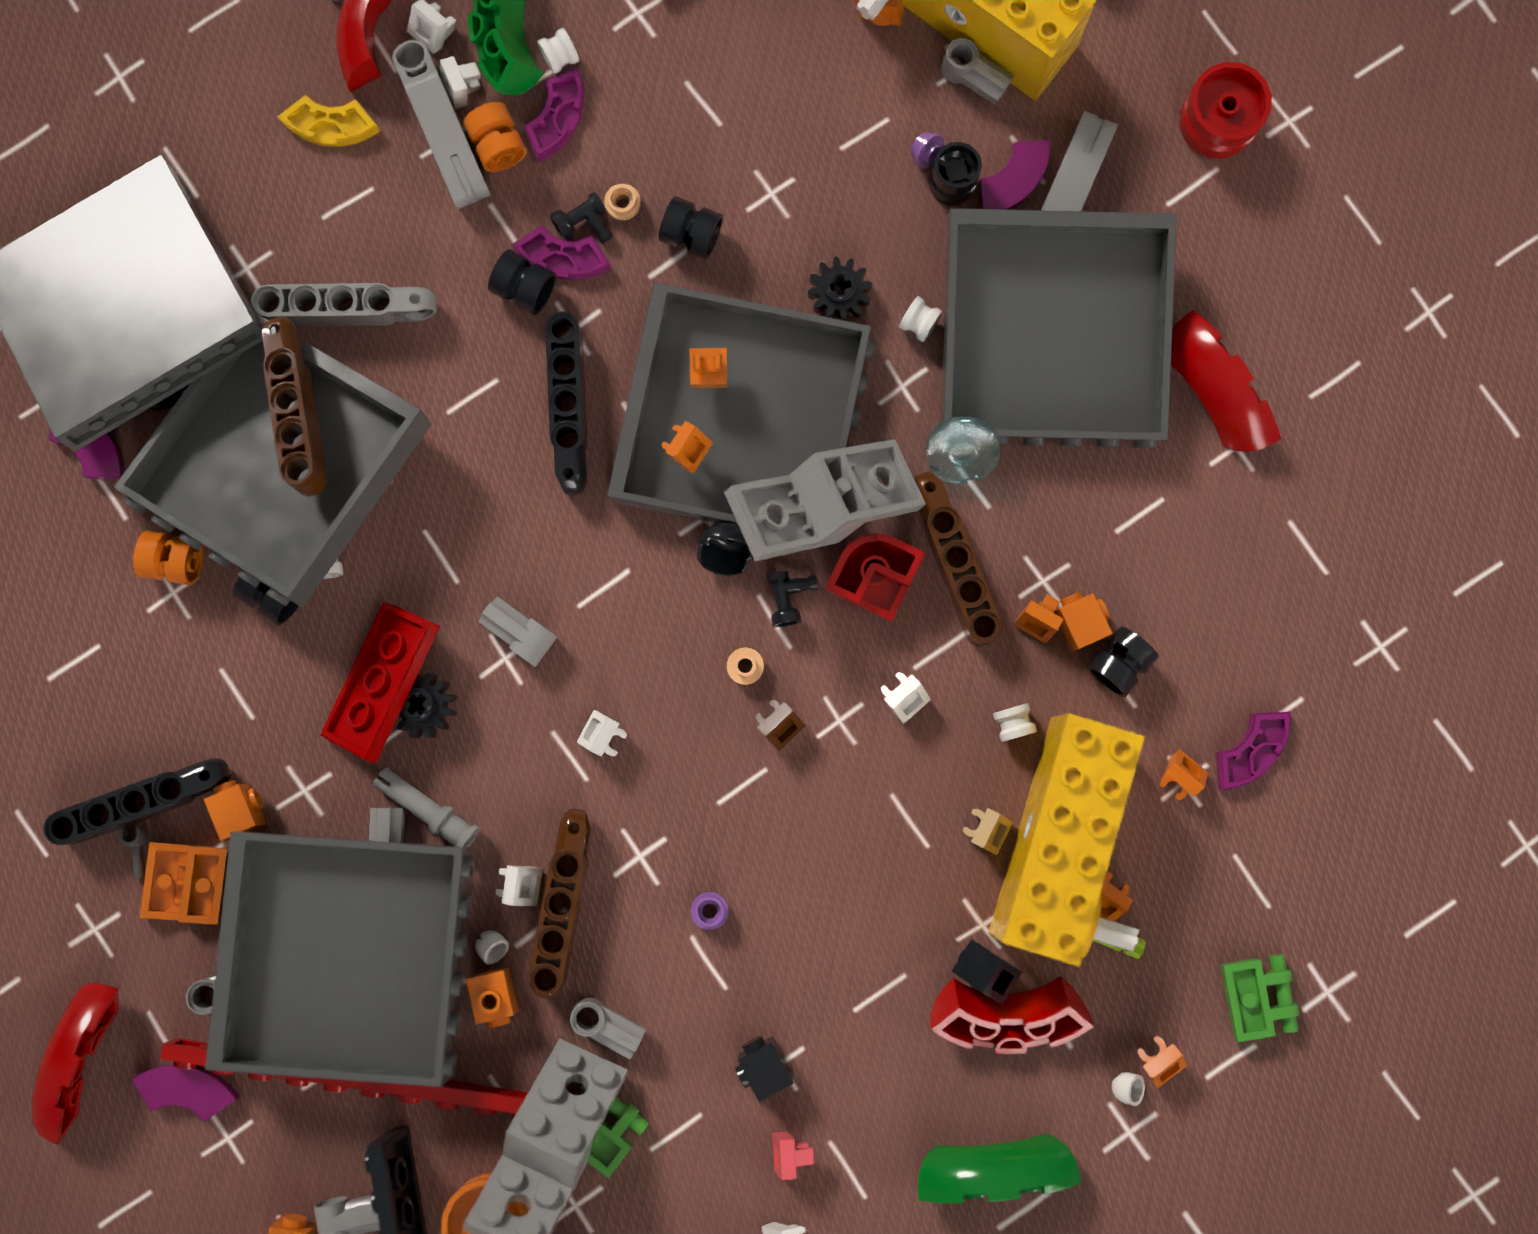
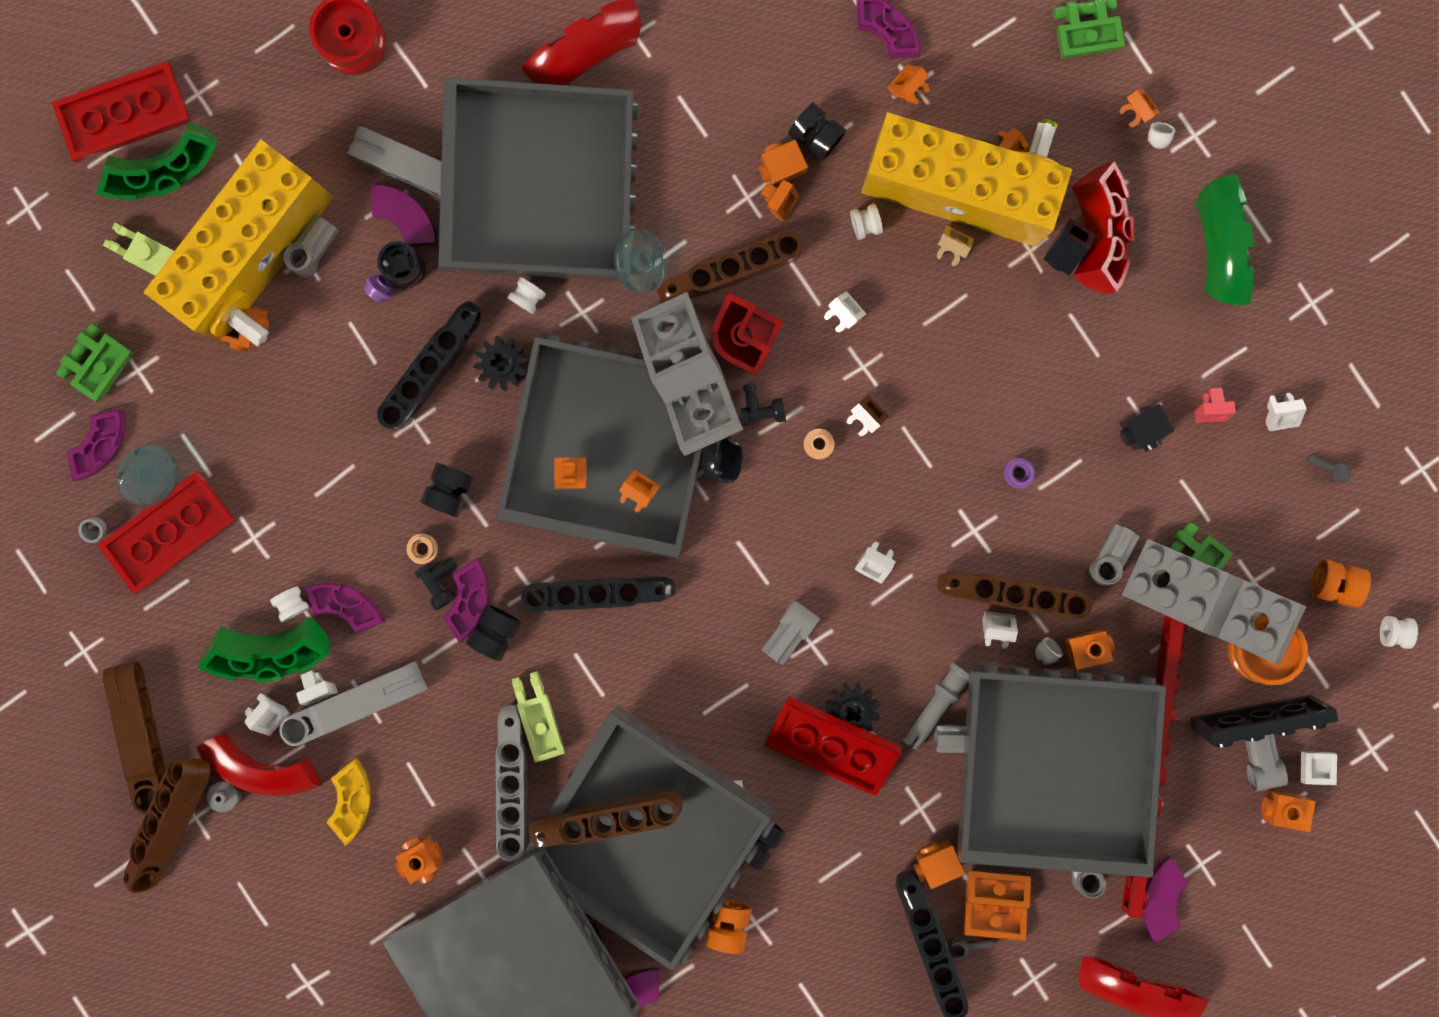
camera: 95 degrees left, 5 degrees up
(257, 198) = (427, 852): none -> orange brick
(419, 335) = (538, 720): none -> yellowish green hinge
(493, 133) = (368, 656): orange wheel -> none
(880, 245) = (416, 374): none -> black piece

